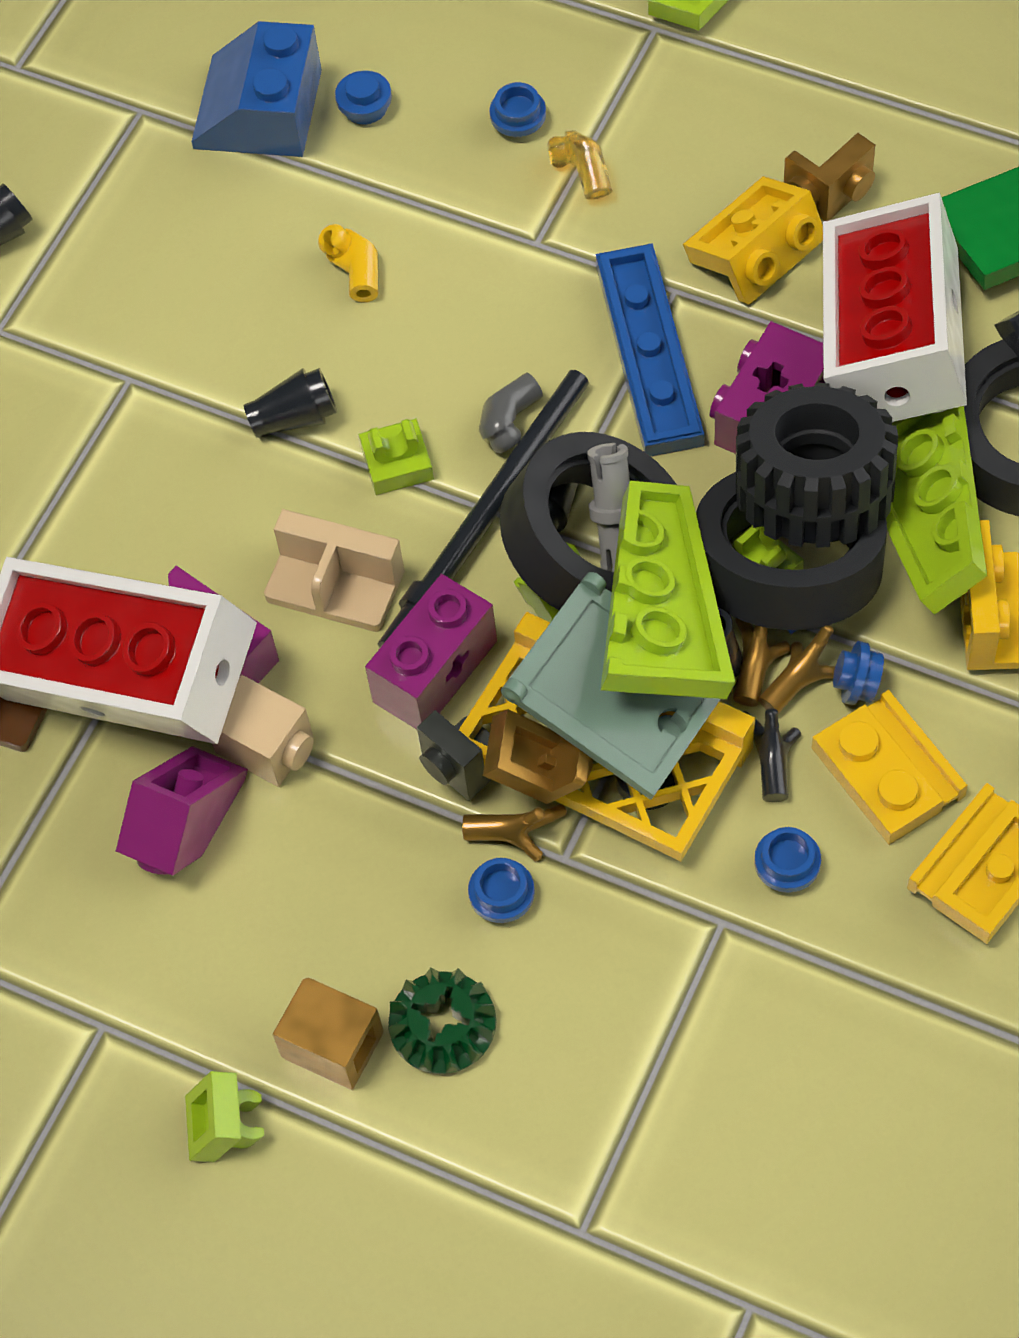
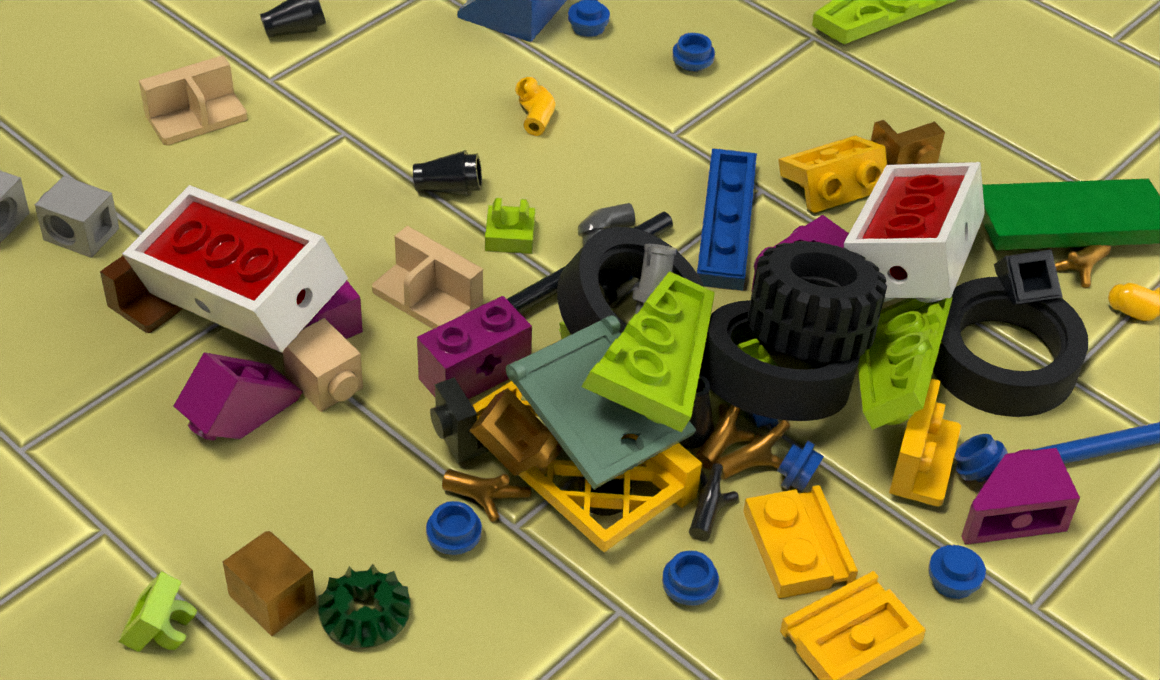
camera: 10 degrees right, 15 degrees down
(584, 156) = (730, 92): clear yellow arm -> none

